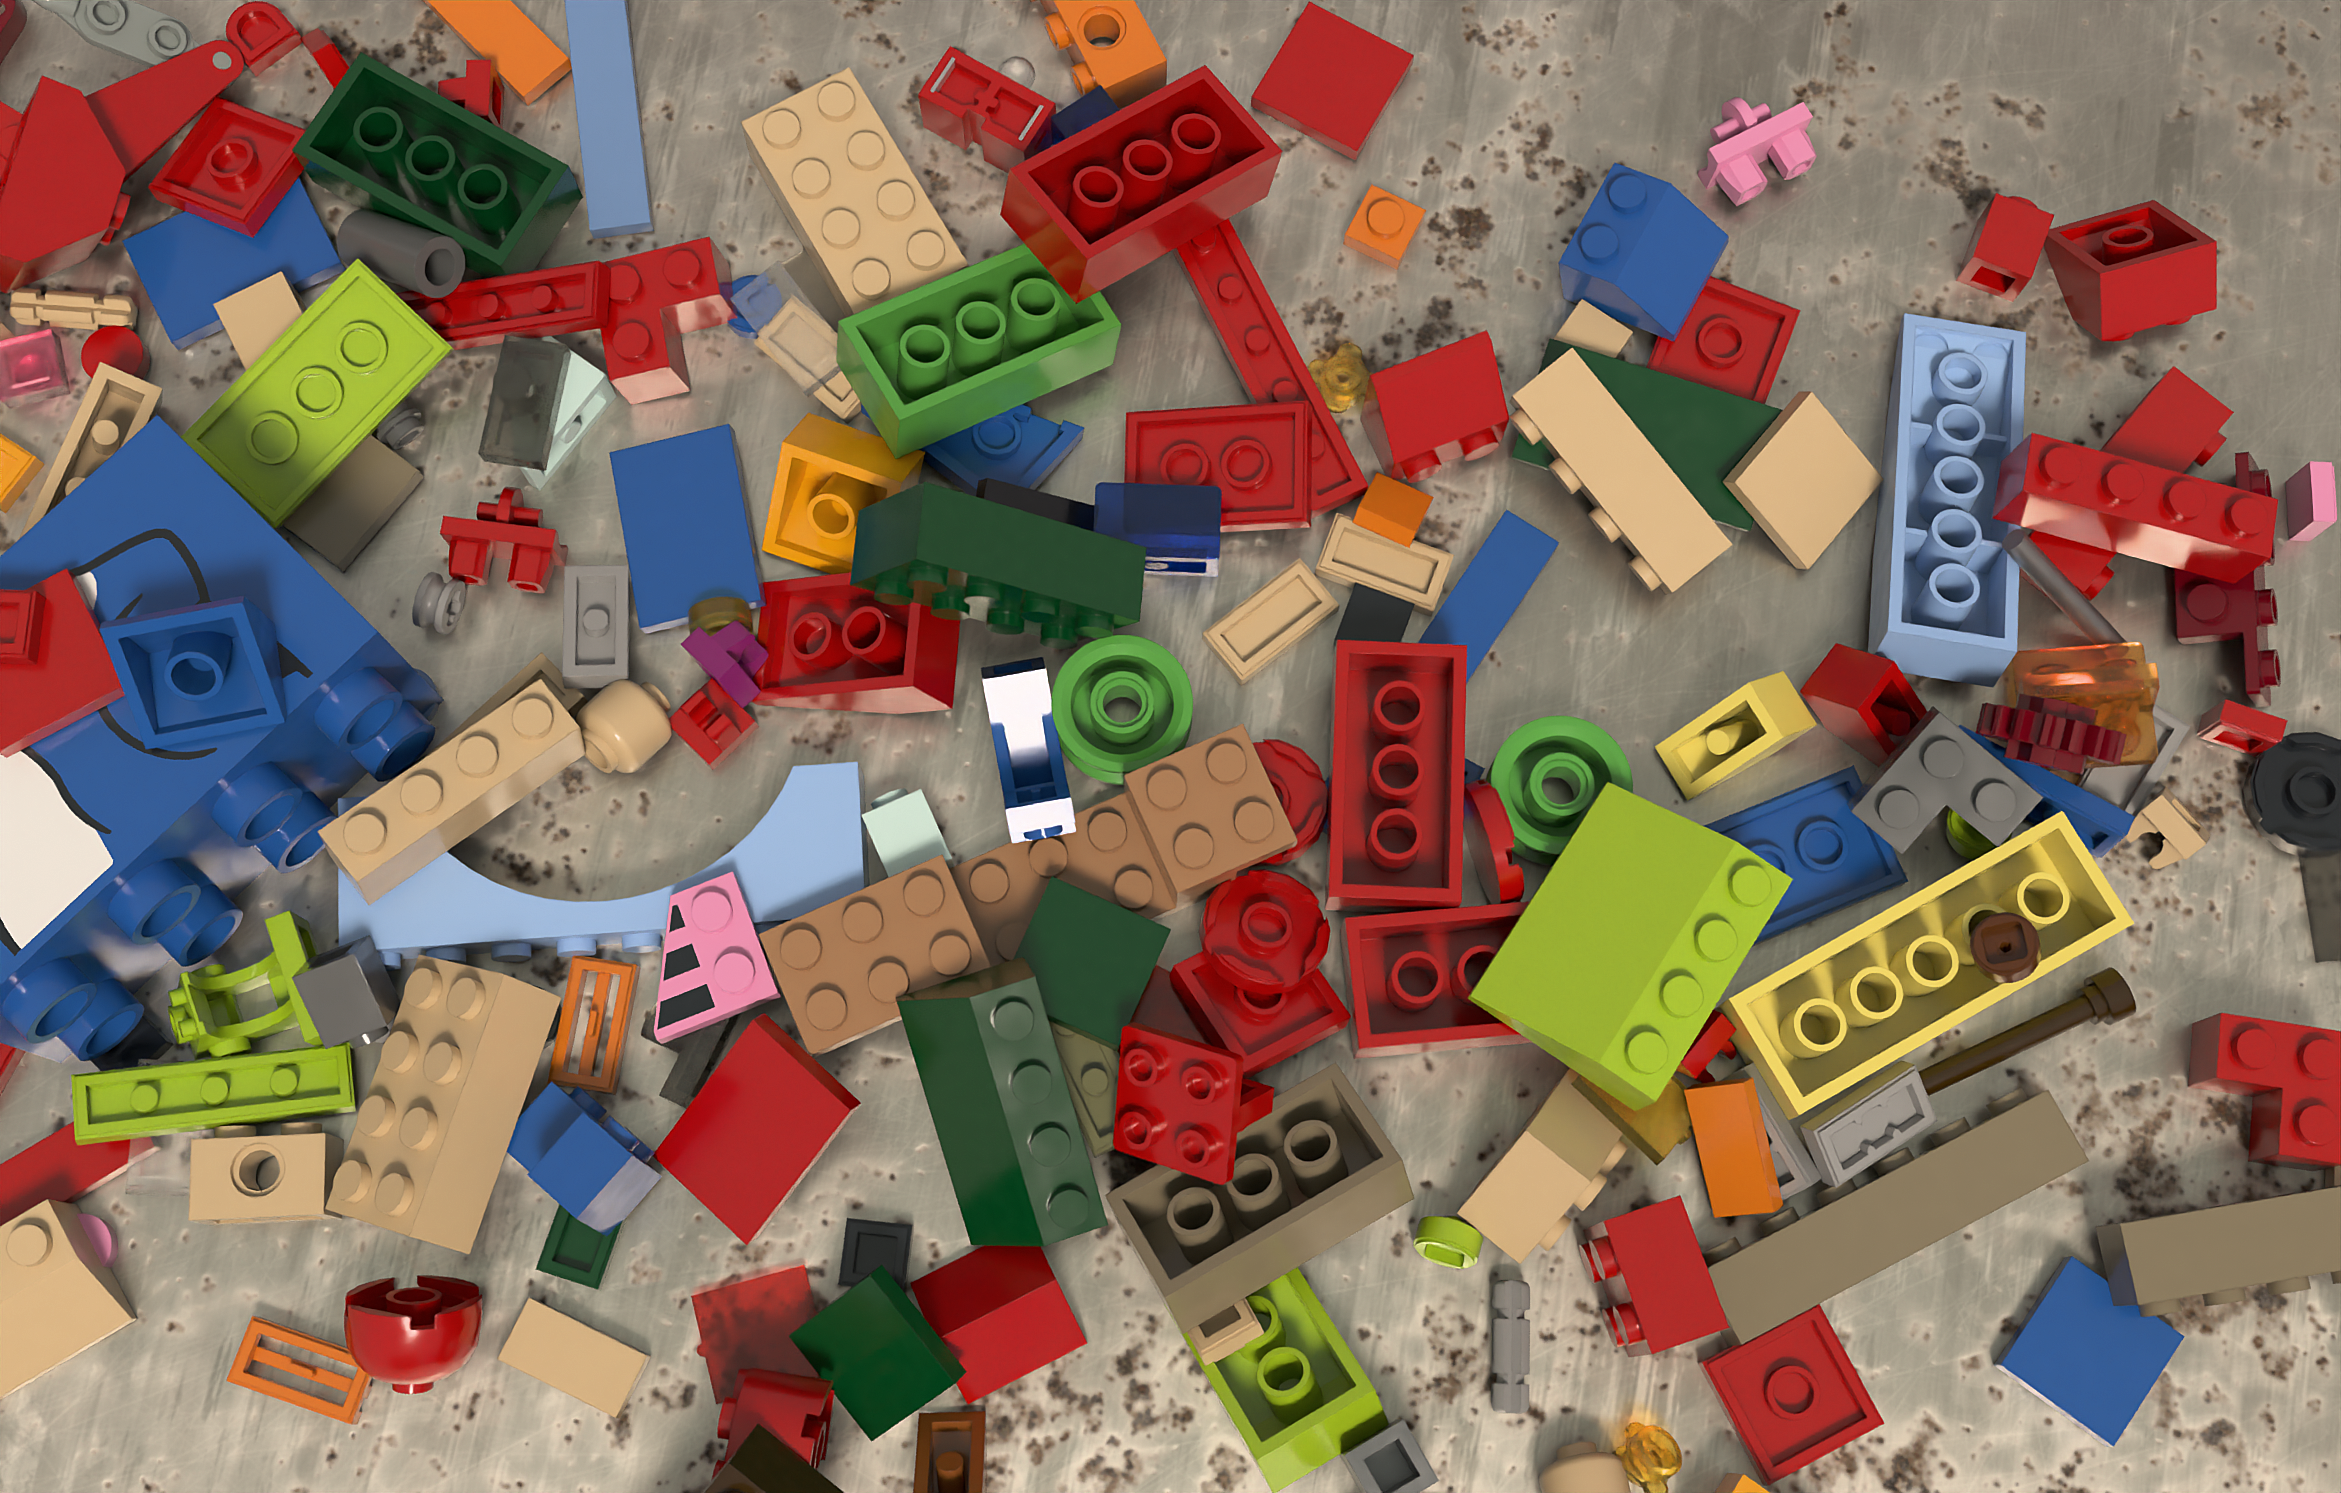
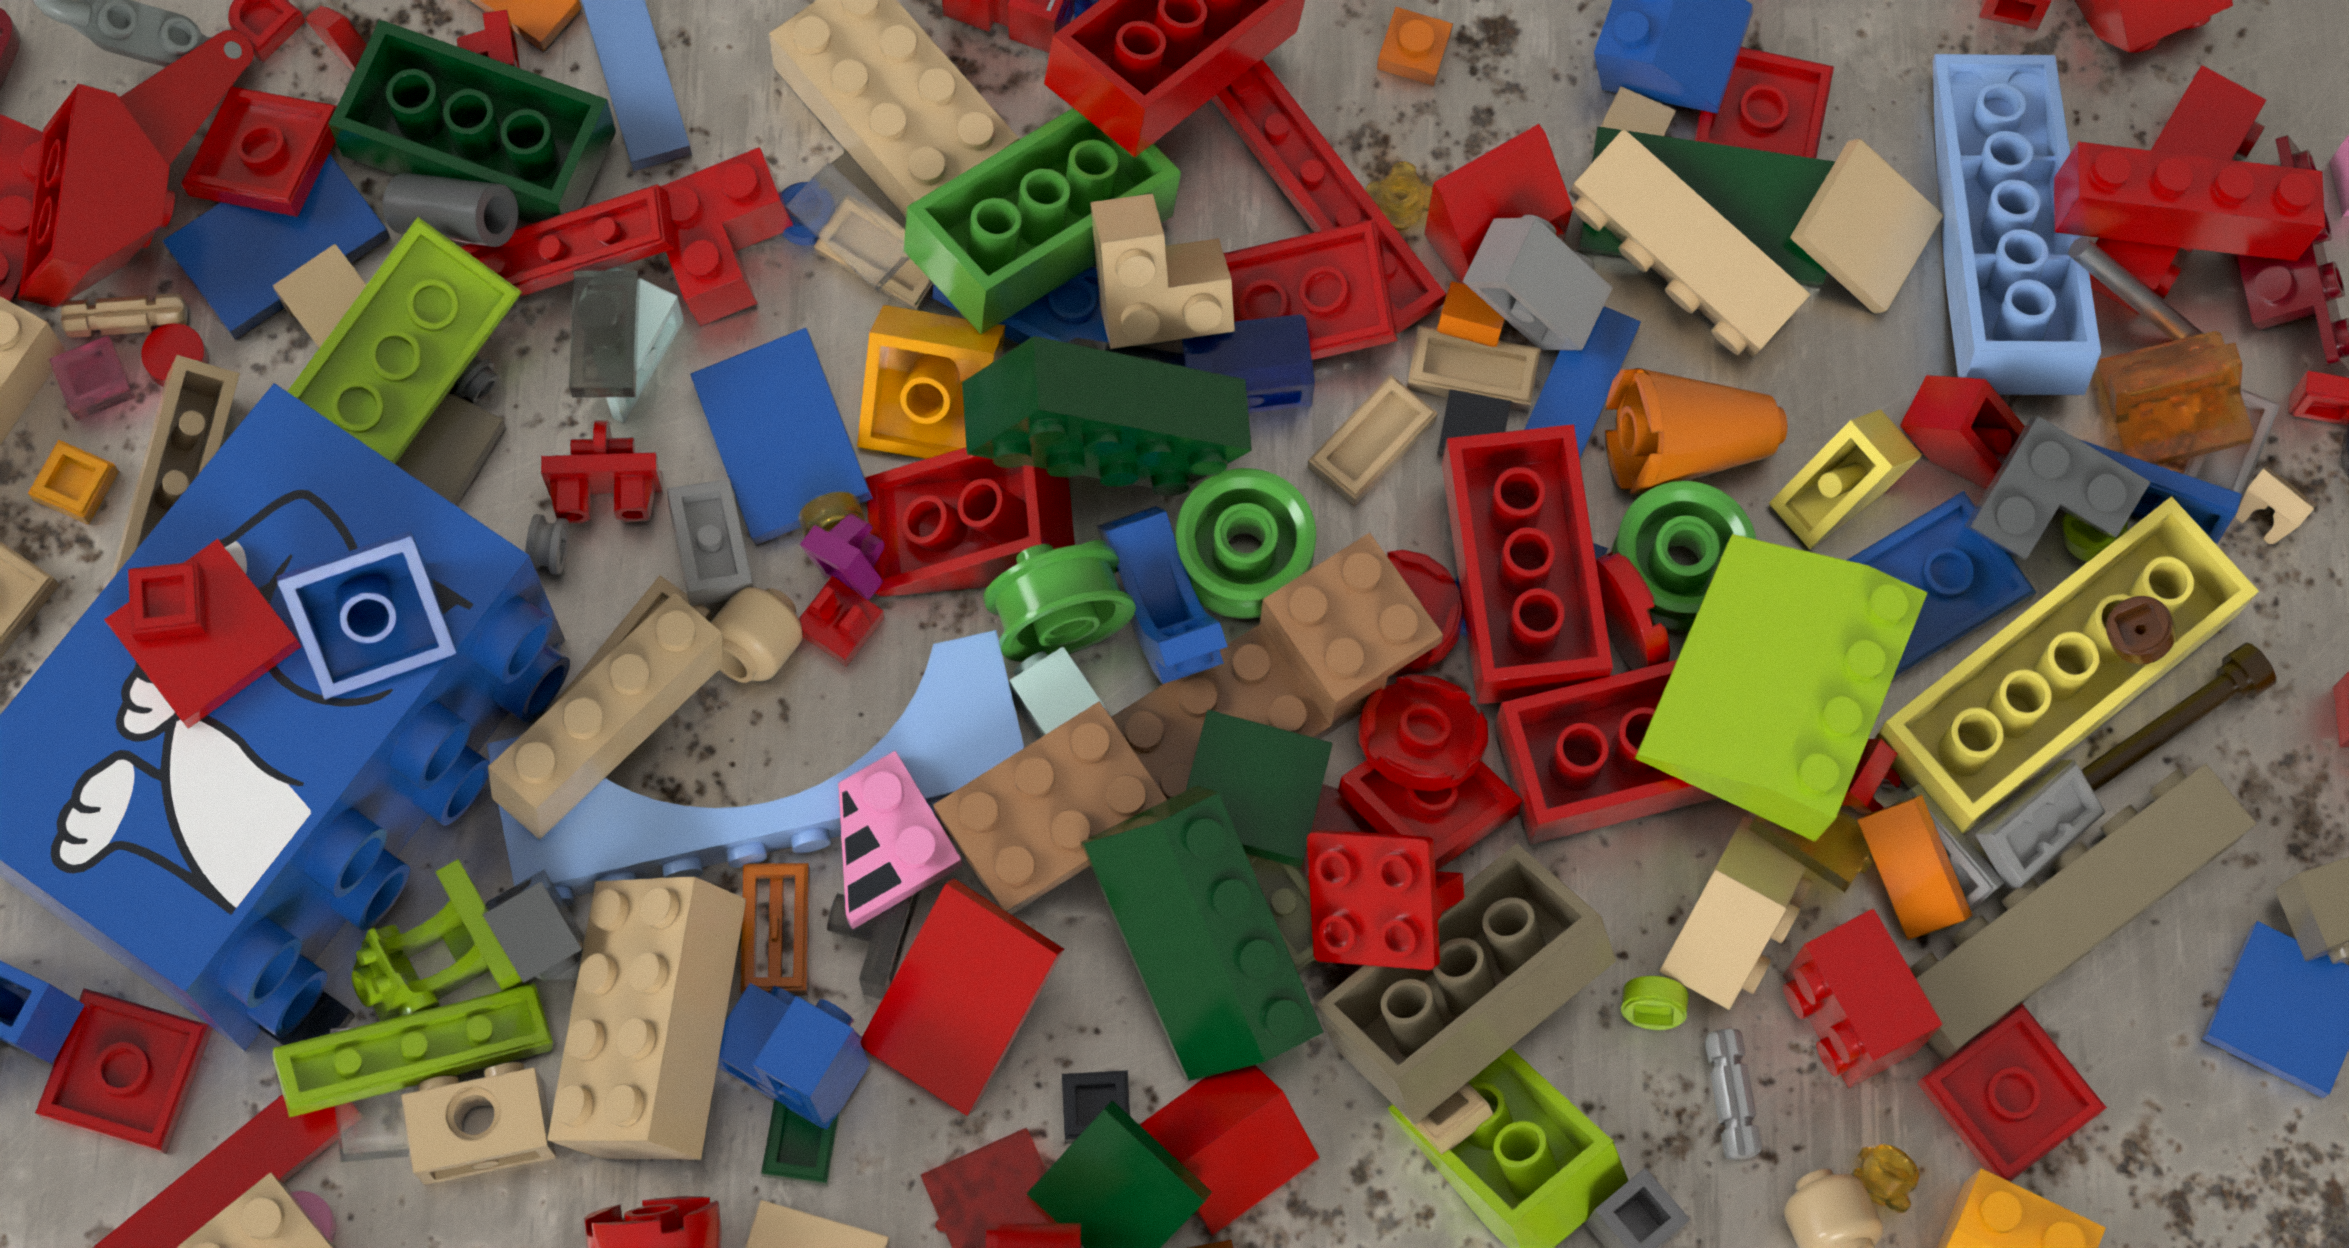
camera: 10 degrees left, 5 degrees down
(924, 741) = (1059, 599): none -> bright green wheel
(1074, 439) = (1153, 288): none -> tan brick
(1460, 490) = (1538, 283): none -> light grey brick
(1584, 661) = (1685, 428): none -> orange cone
(2051, 733) = (2147, 424): dark red gear -> none

